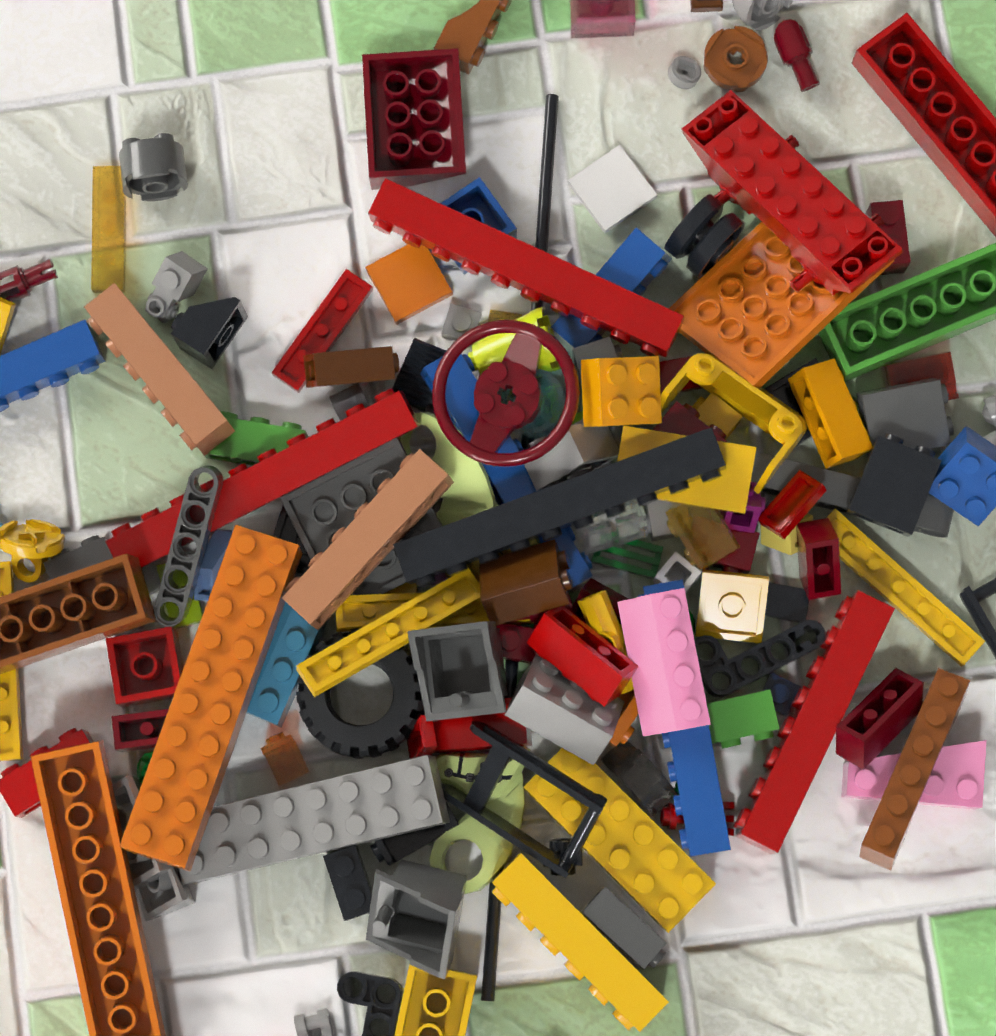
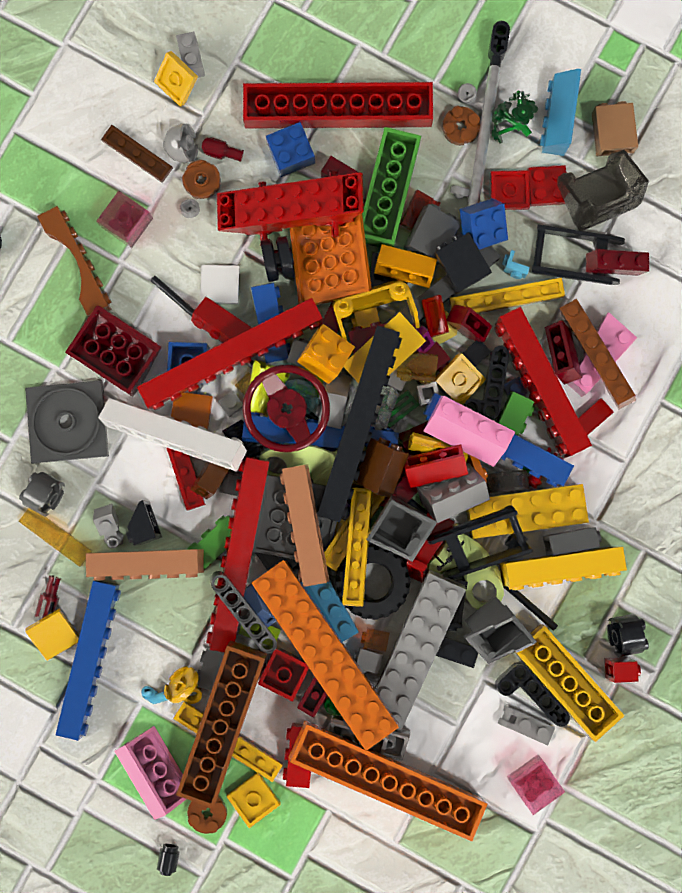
camera: 55 degrees left, 5 degrees up
(248, 769) = (368, 660): none -> light grey brick
(279, 166) = (85, 436): none -> dark grey piece
(359, 274) = (173, 434): none -> white brick
(558, 219) = (217, 321): none -> red brick
(824, 833) = (595, 415): none -> red tile
(869, 142) = (290, 149): none -> blue brick
(946, 570) = (516, 270): none -> medium azure bracket

